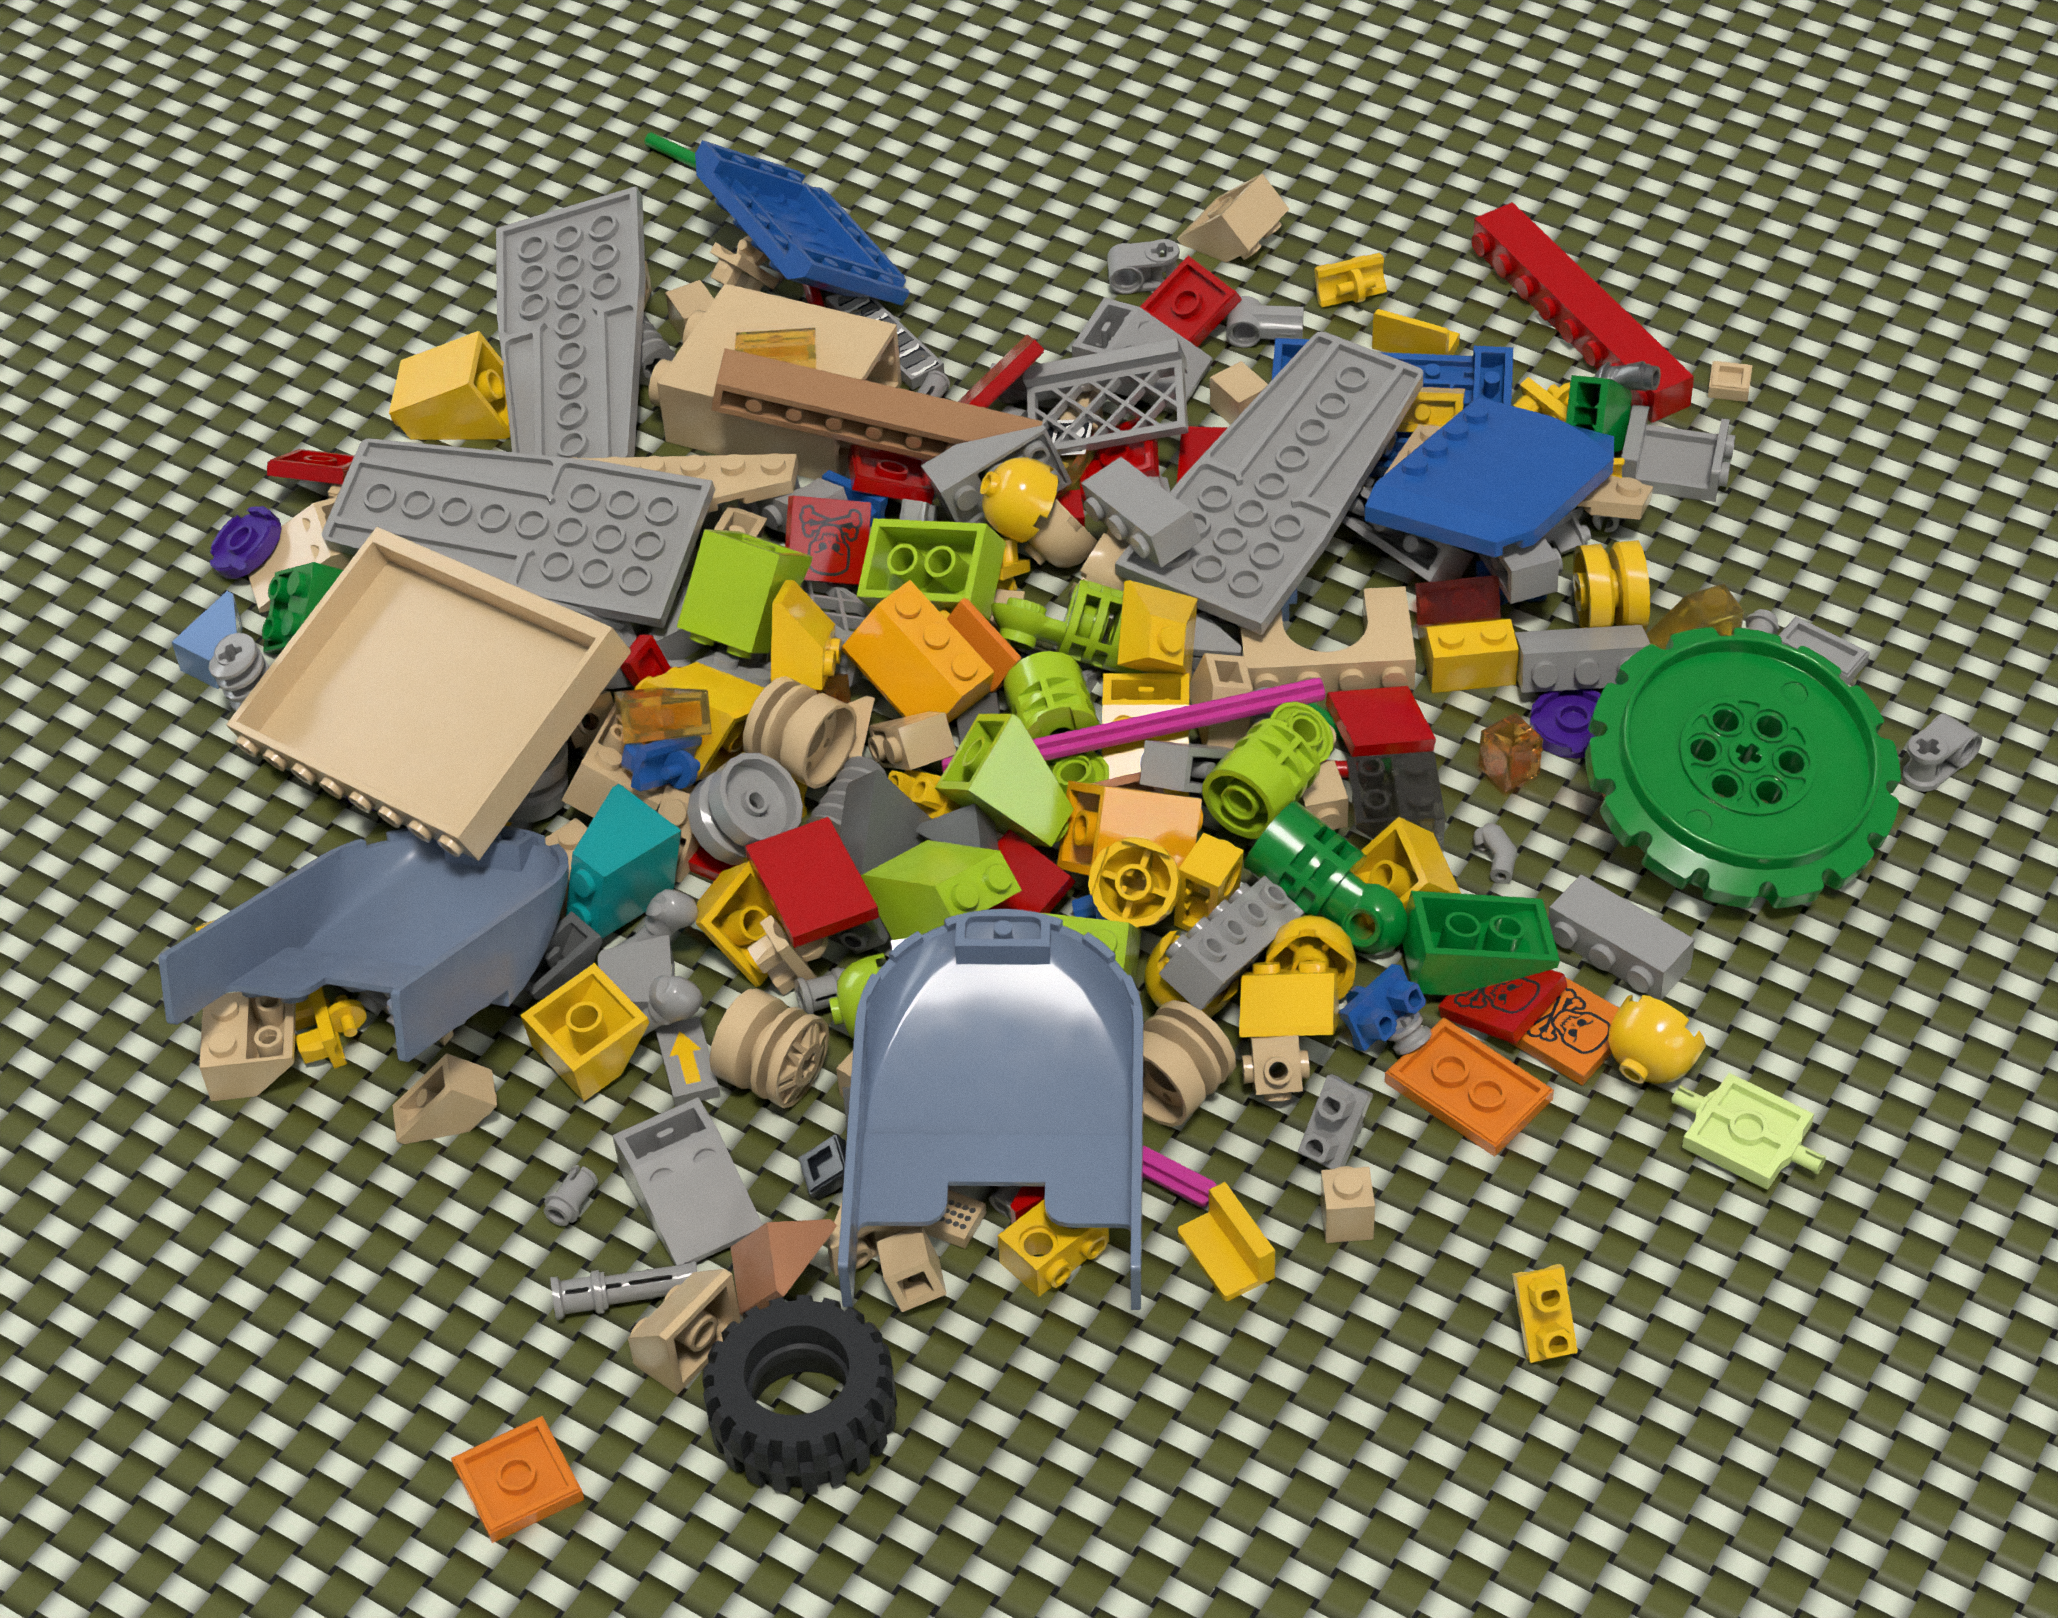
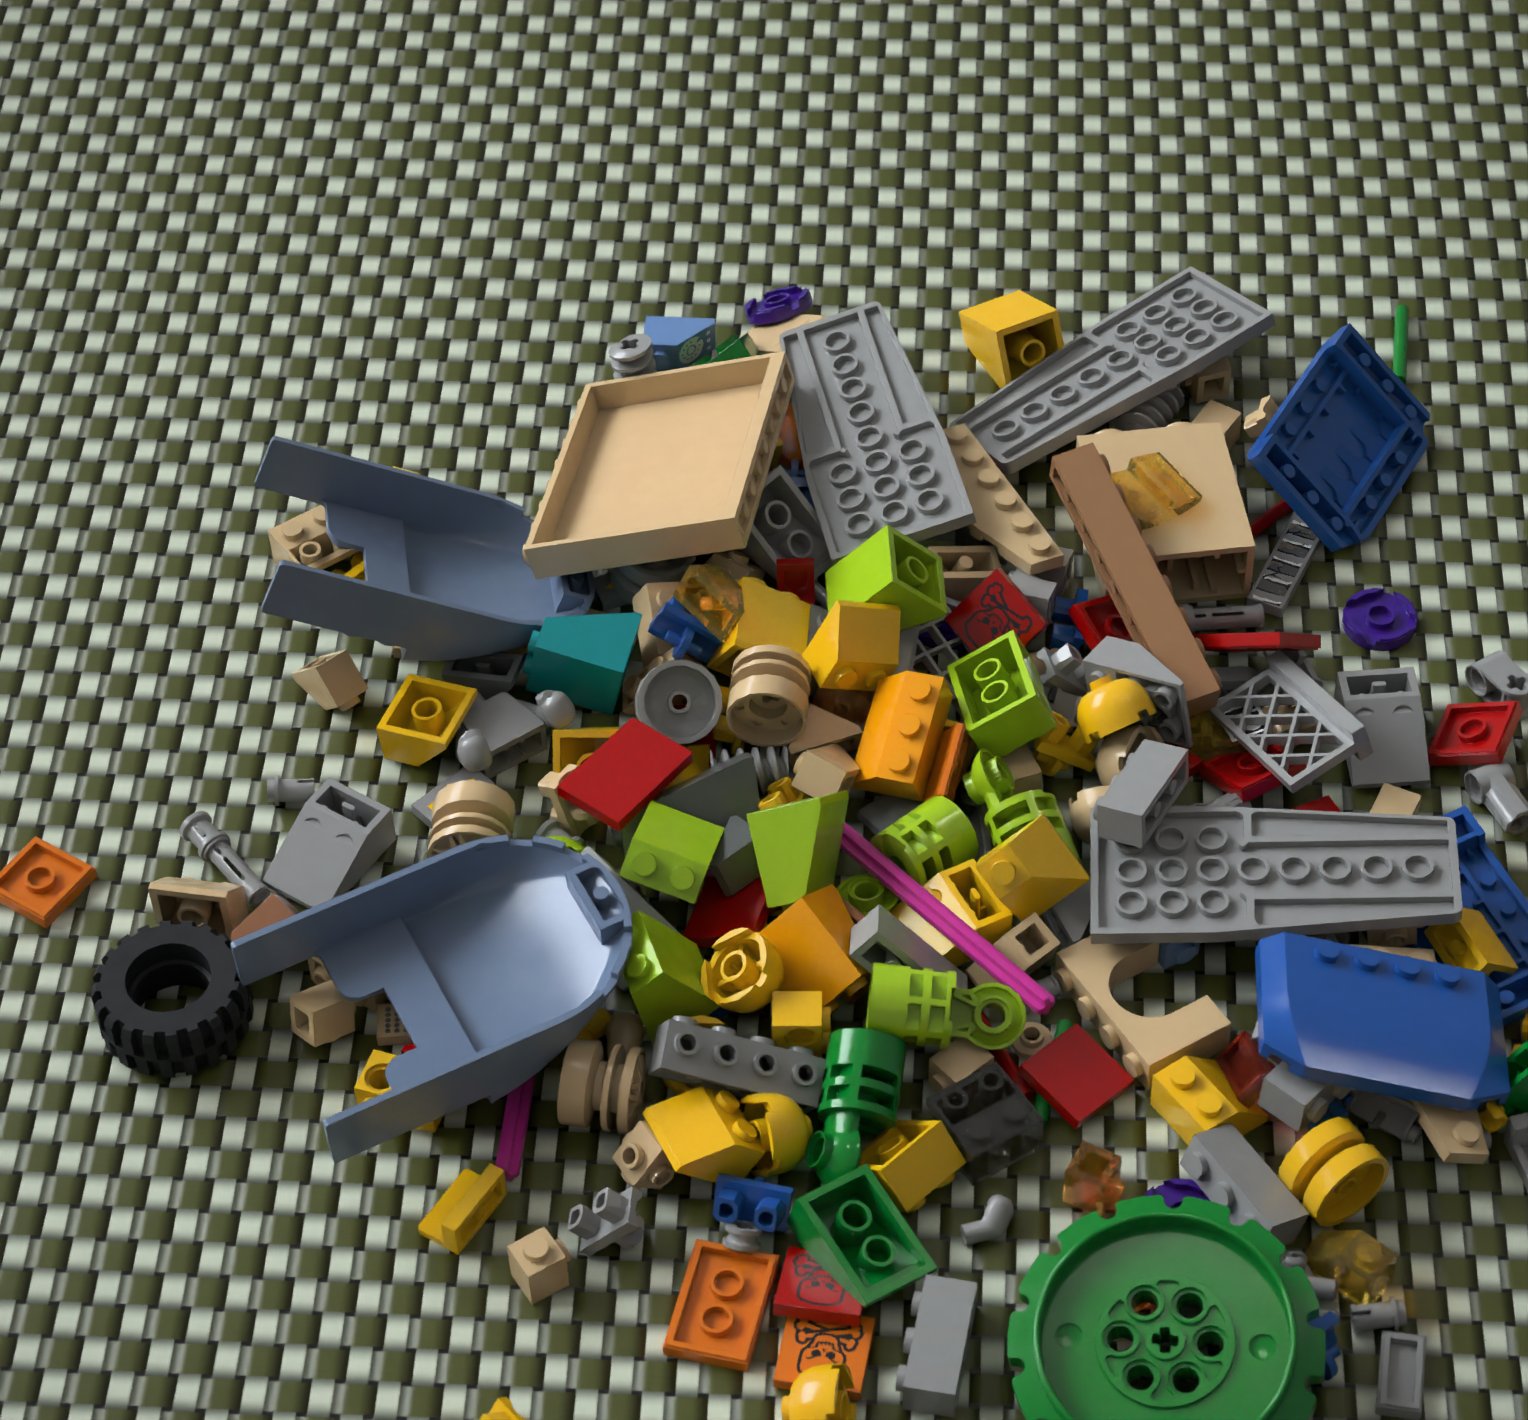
camera: 60 degrees right, 0 degrees up
(311, 466) = (865, 290): red tile -> none
(1001, 312) = (1379, 619): none -> dark purple tile

